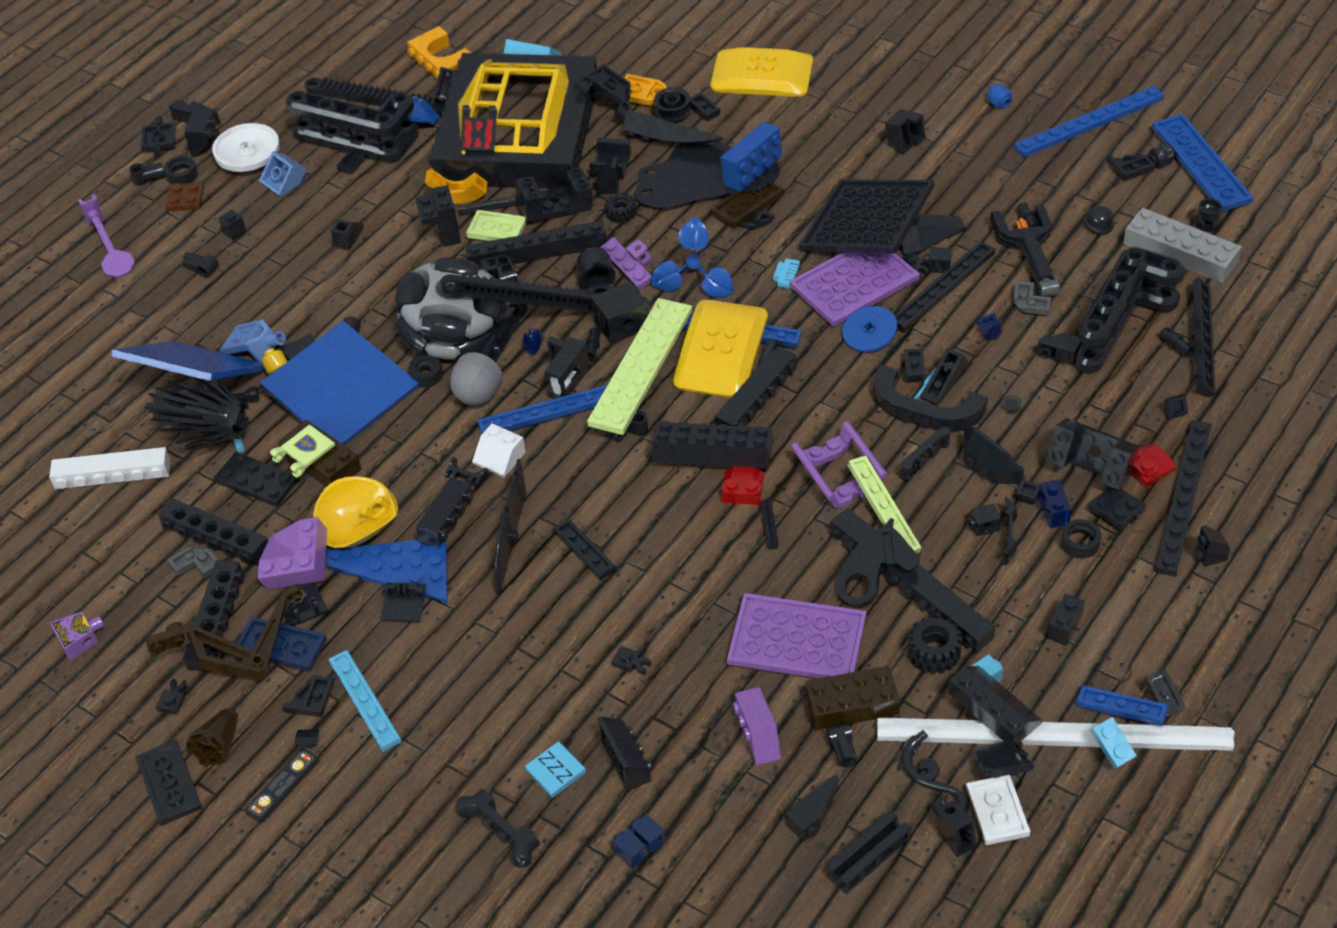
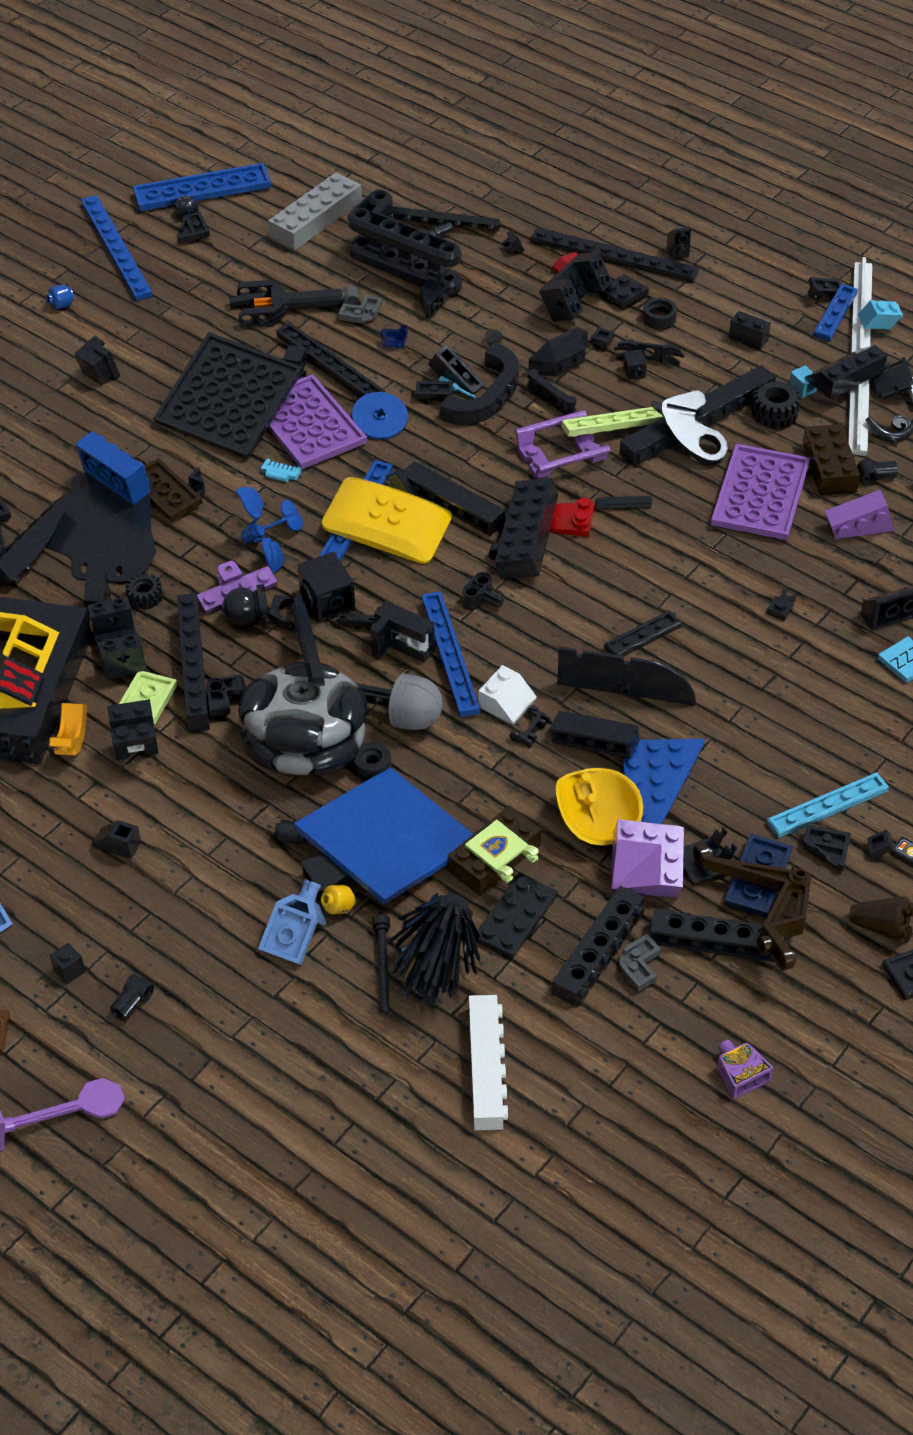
camera: 90 degrees left, 0 degrees up
(172, 700) = (829, 971): black plate -> none
(189, 360) = (347, 961): blue tile -> none
(403, 601) = (707, 770): black hinge -> none
(487, 205) = (100, 704): black axle -> none
(532, 340) = (345, 664): clear blue plate -> none
(611, 148) = (49, 593): black panel -> none
(639, 366) = (414, 574): yellowish green plate -> none
(1054, 504) = (622, 321): clear blue brick -> none
(1099, 220) = (263, 256): black helmet -> none
(1208, 215) = (281, 189): black wheel -> none

